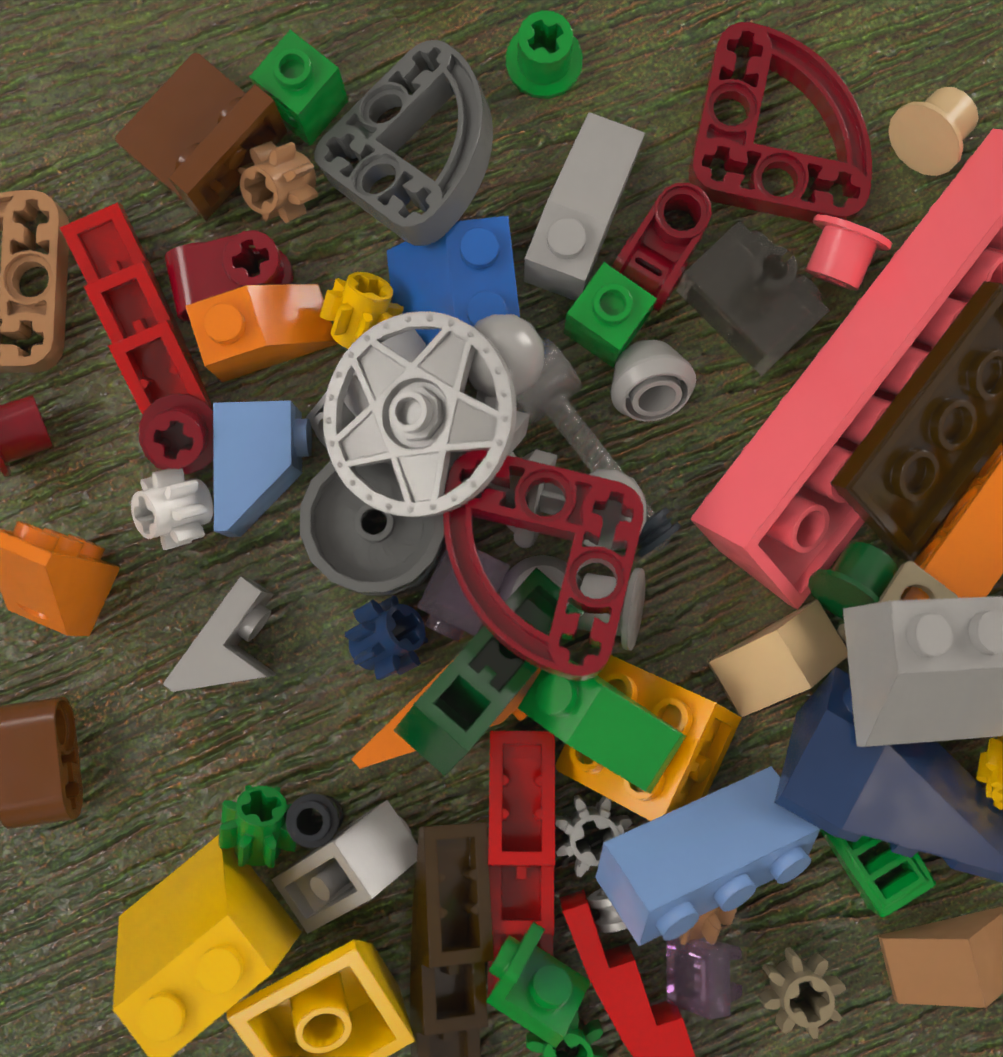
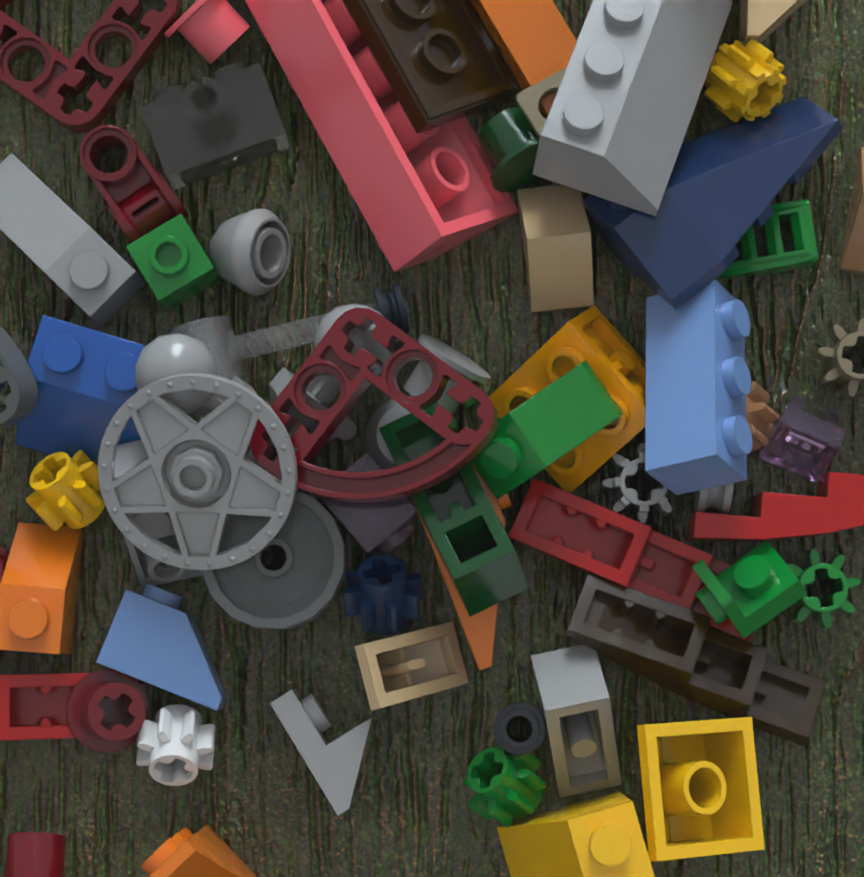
camera: 70 degrees left, 0 degrees up
(331, 689) = (411, 665): none -> tan slope

